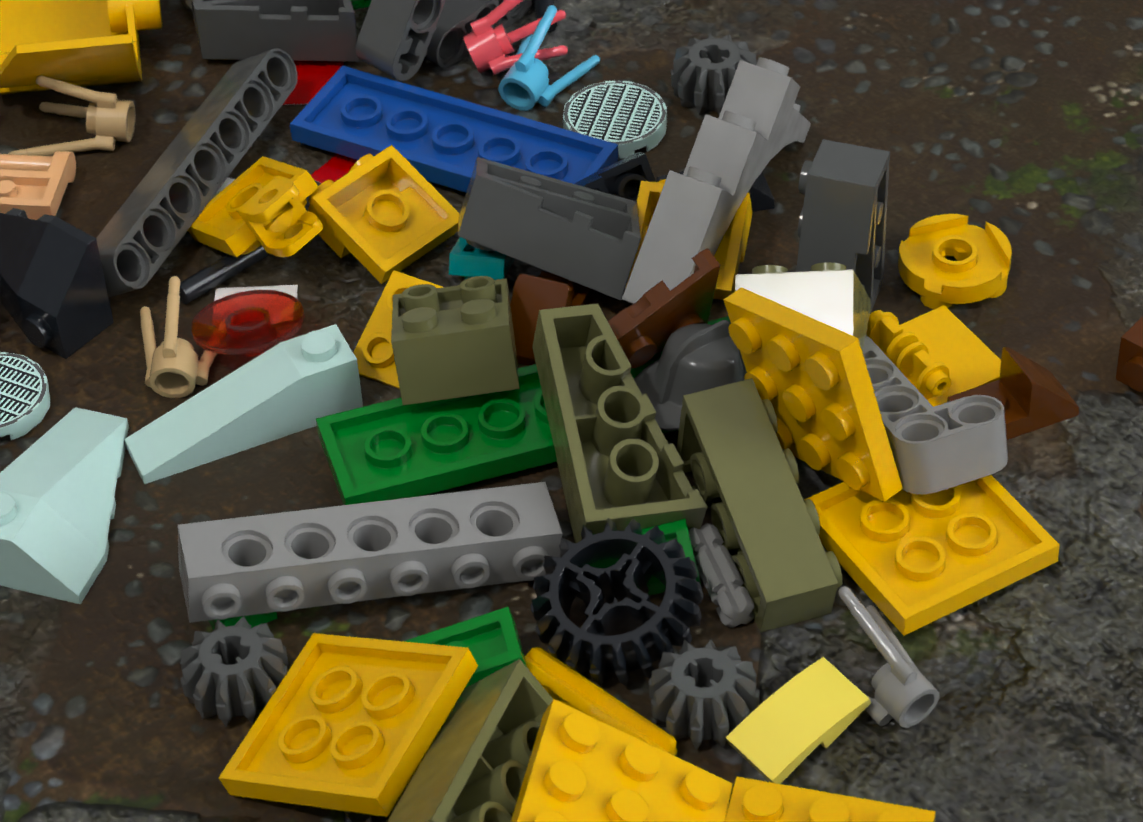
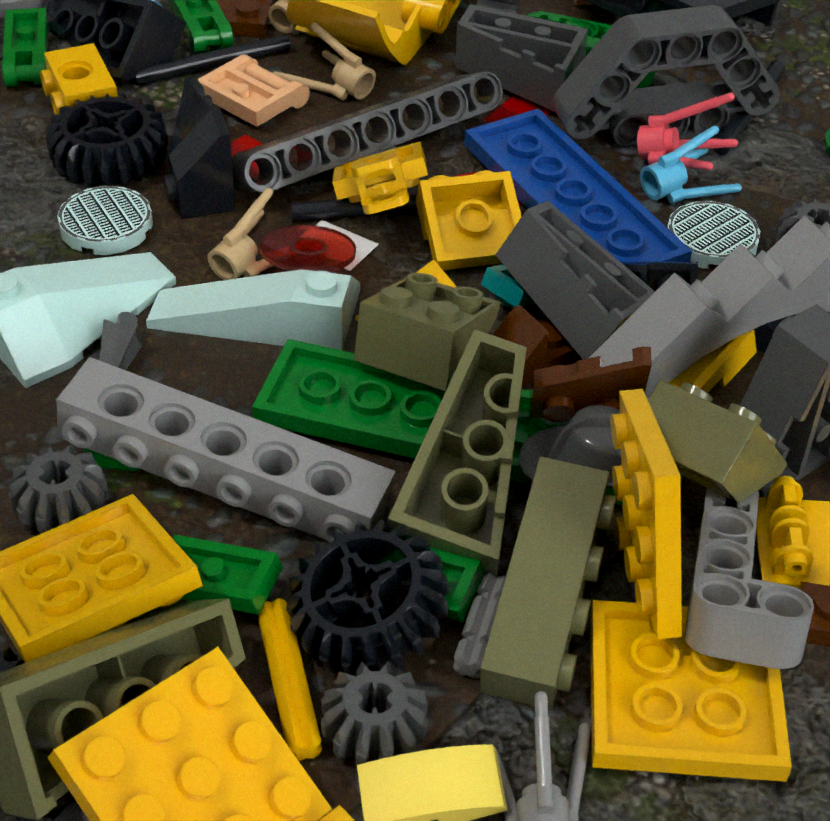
camera: 30 degrees right, 0 degrees up
(146, 520) = (119, 341): none -> dark grey piece

